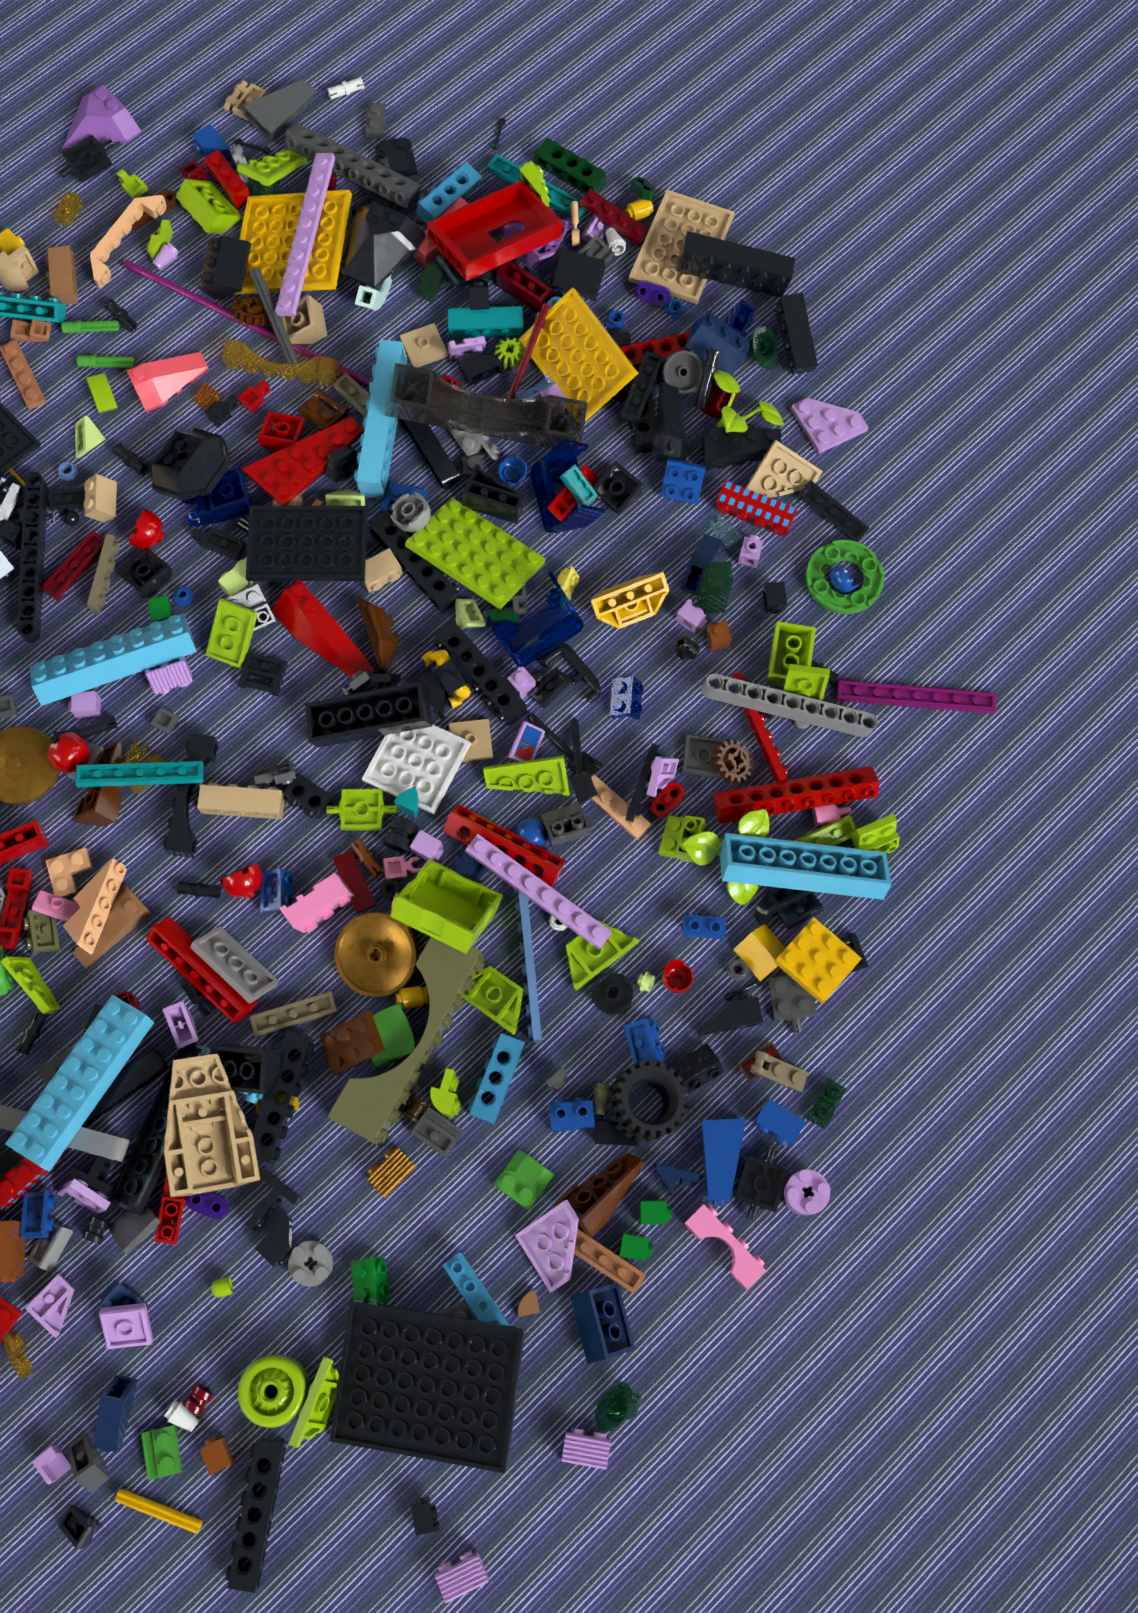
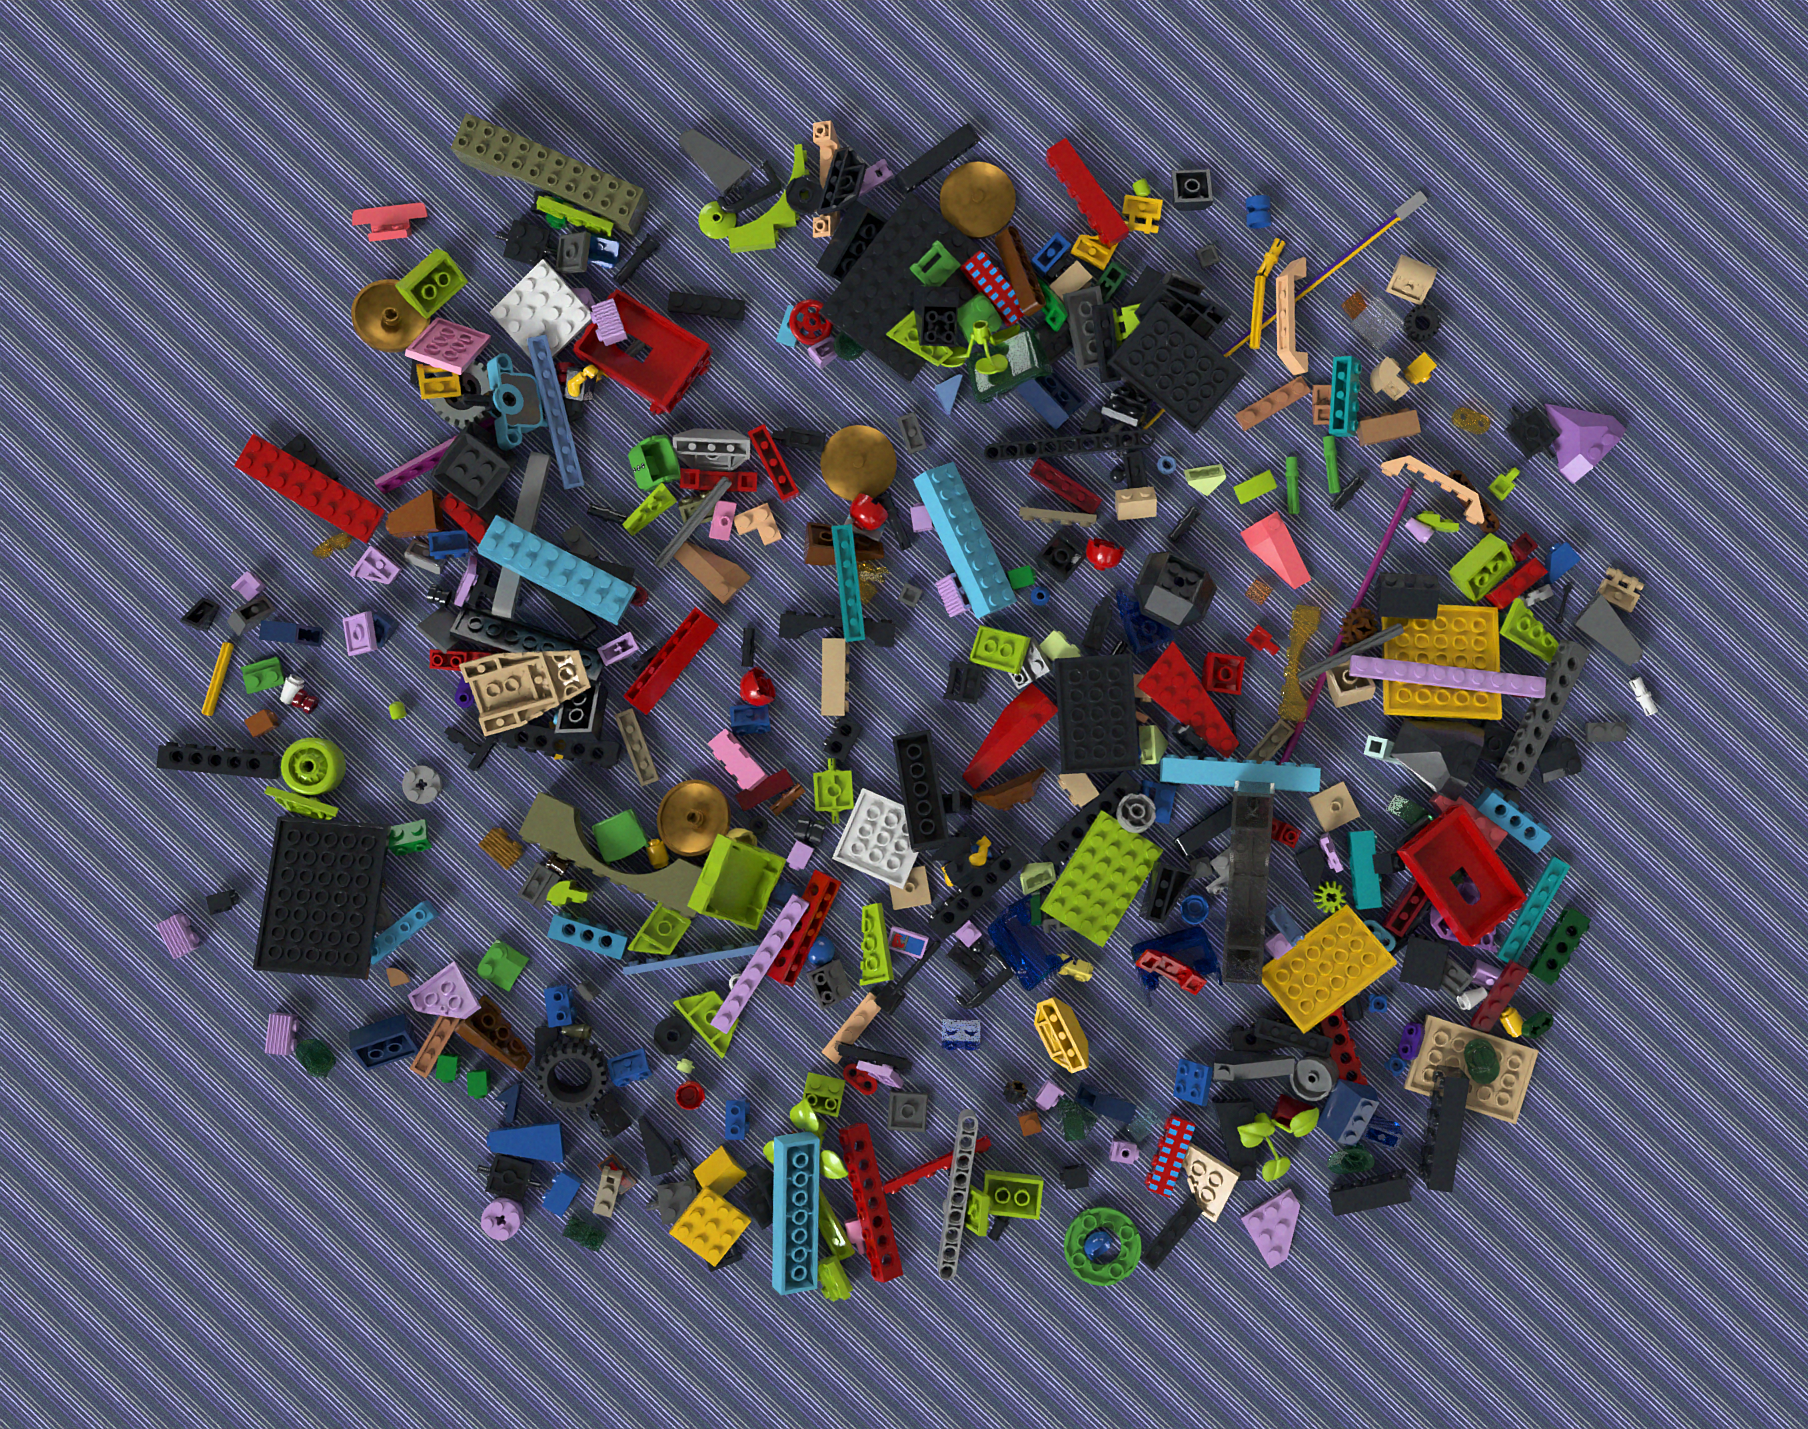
camera: 85 degrees right, 15 degrees up
(53, 937) = (692, 522): none -> dark grey axle
(95, 905) = (726, 557): light nougat slope -> none
(220, 413) = (1243, 607): black plate -> none
(234, 964) = (677, 690): light grey plate -> none
(277, 1243) = (434, 753): black slope -> none
(282, 773) = (864, 711): dark grey plate -> none
(319, 413) = (1246, 709): reddish brown plate -> none
(352, 1043) = (610, 804): reddish brown plate -> none
(358, 680) = (956, 778): dark grey plate -> none
(397, 867) = (779, 829): bright pink plate -> none
(408, 802) = (841, 835): teal tile -> none
(502, 122) = (1614, 867): black hinge -> none
(533, 177) = (1529, 912): lime plate -> none
(539, 324) = (1359, 927): dark red bar -> none
(575, 220) = (1477, 955): light nougat piece -> none
(578, 485) = (1179, 977): teal plate -> none
(582, 782) = (870, 997): black piece -> none
(618, 488) = (1182, 1016): black slope -> none
(671, 233) = (1481, 1061): none -> clear green piece
(709, 368) = (1313, 1105): black pin -> none
(732, 762) = (900, 1140): reddish brown gear -> none
(737, 963) = (701, 1156): flat silver plate -> none
(745, 1267) = (436, 1163): bright pink arch -> none
(916, 696) = (981, 1316): magenta tile -> none

